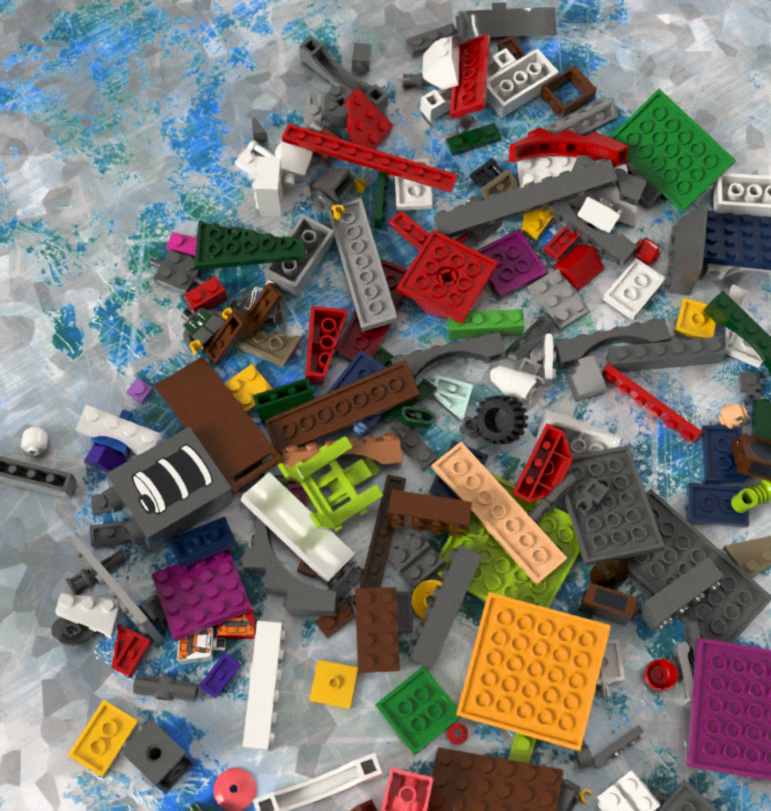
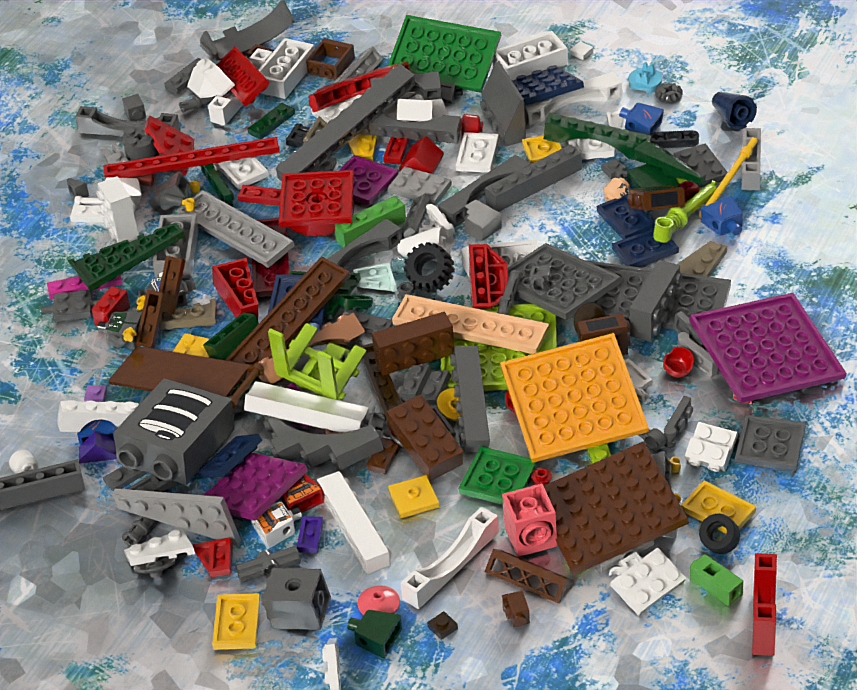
camera: 25 degrees left, 25 degrees down
(652, 404) = (546, 211): red plate -> none

